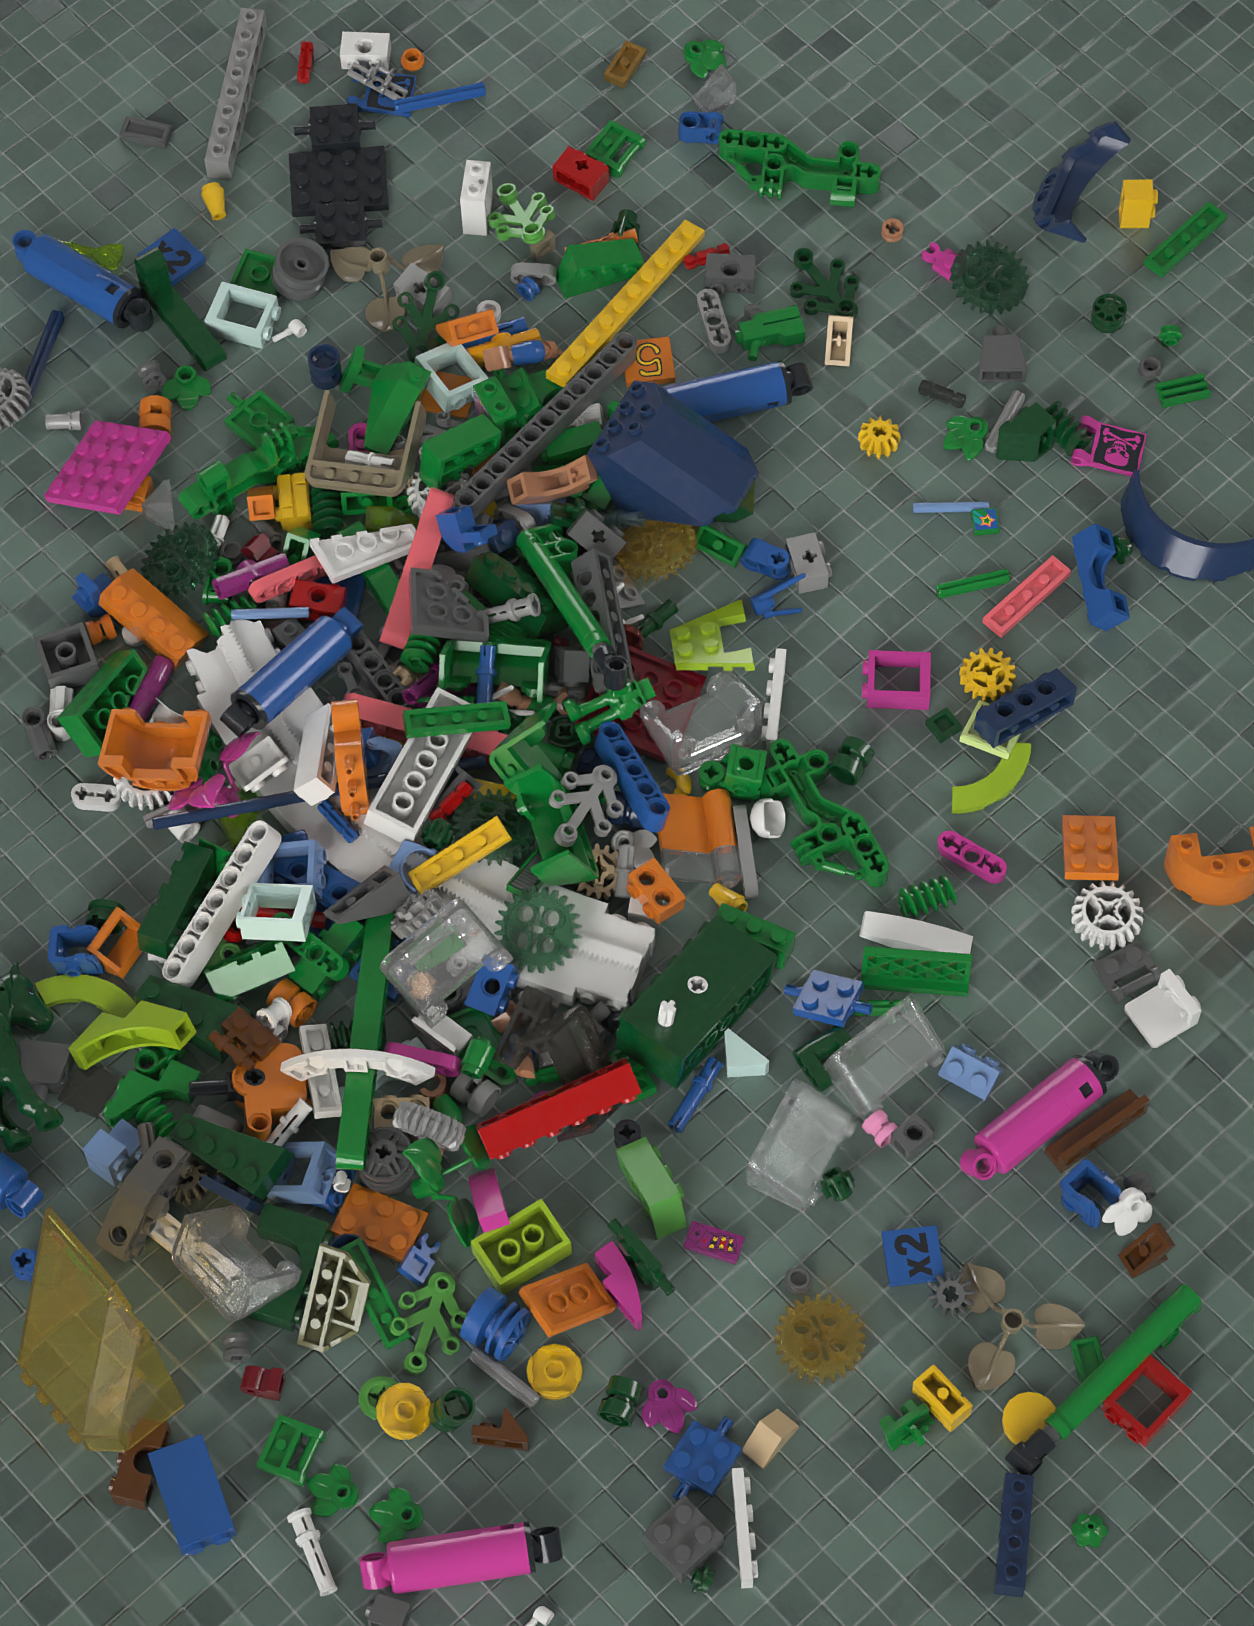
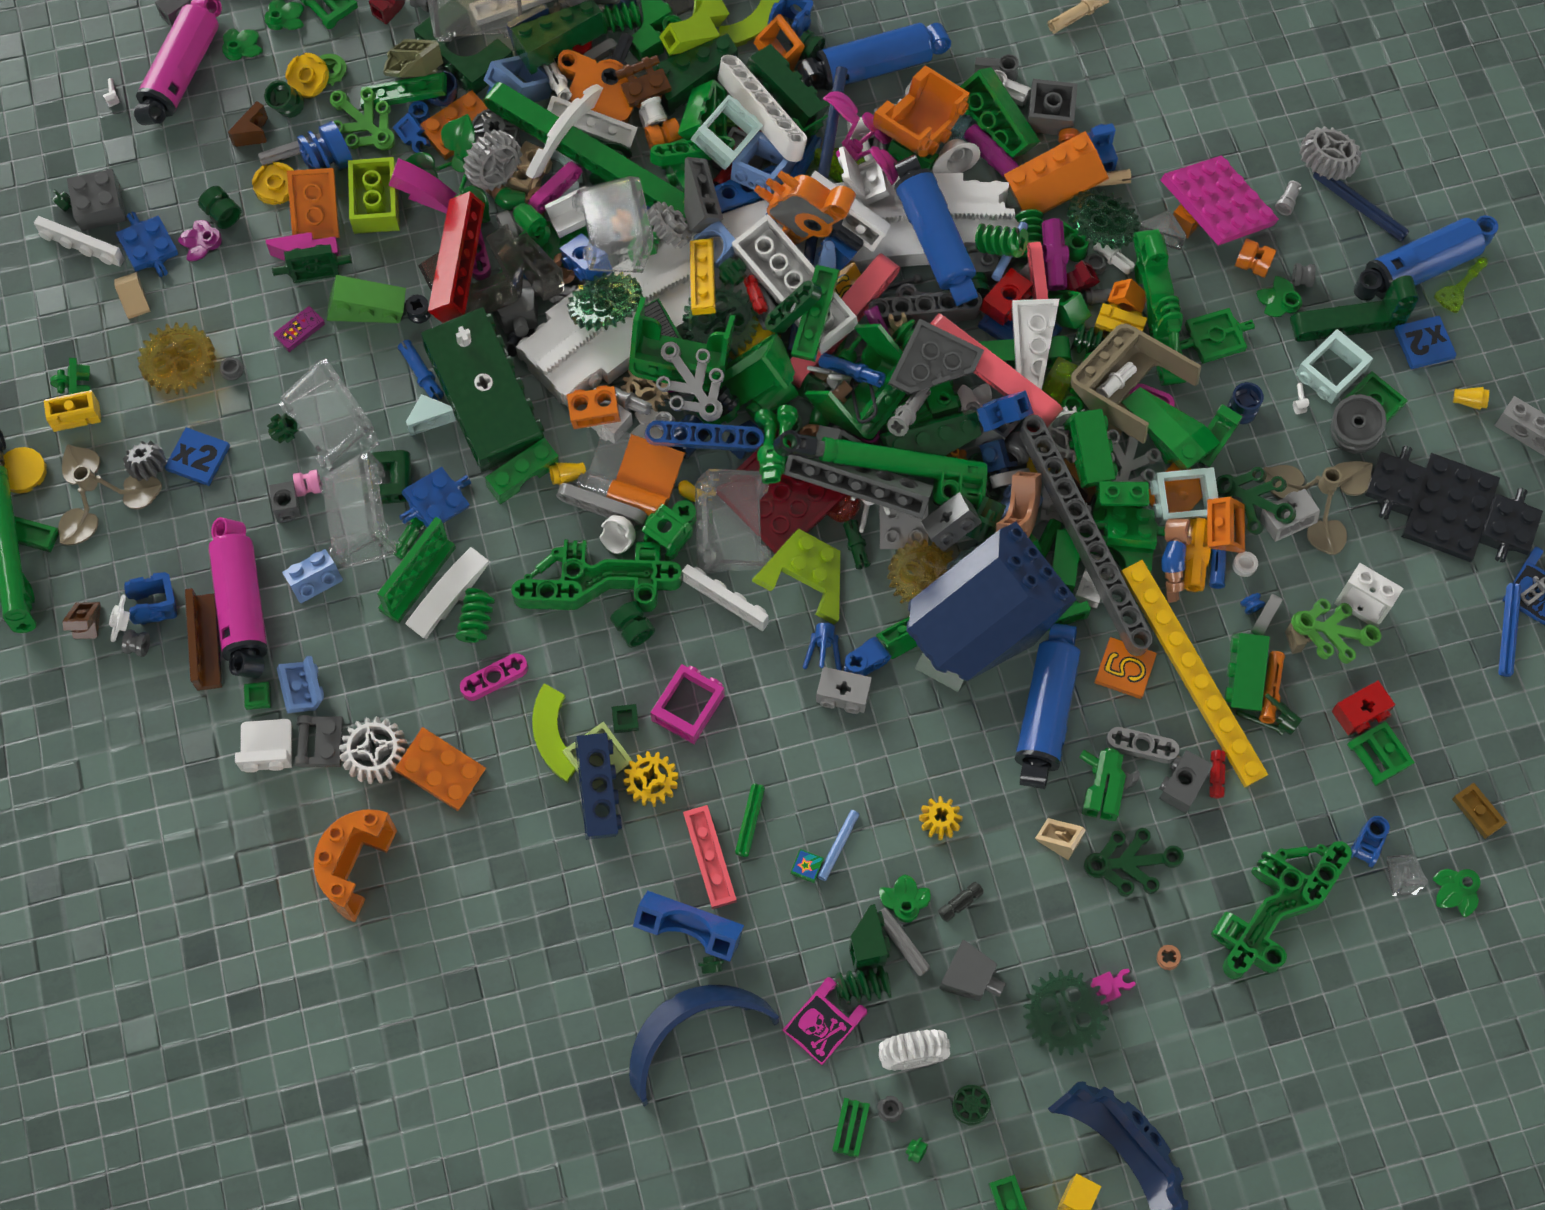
camera: 115 degrees right, 5 degrees up
(87, 847) = (876, 55): none -> blue piece
(271, 614) = (1001, 241): none -> green piece
(392, 1277) = (417, 106): none -> blue bush
(473, 739) = (804, 296): none -> dark green beam
(522, 664) = (856, 407): none -> black piece
(1086, 1013) = (300, 685): none -> medium blue bracket
(1095, 362) = (914, 1050): none -> white gear
(1120, 1050) = (257, 695): none -> green tile

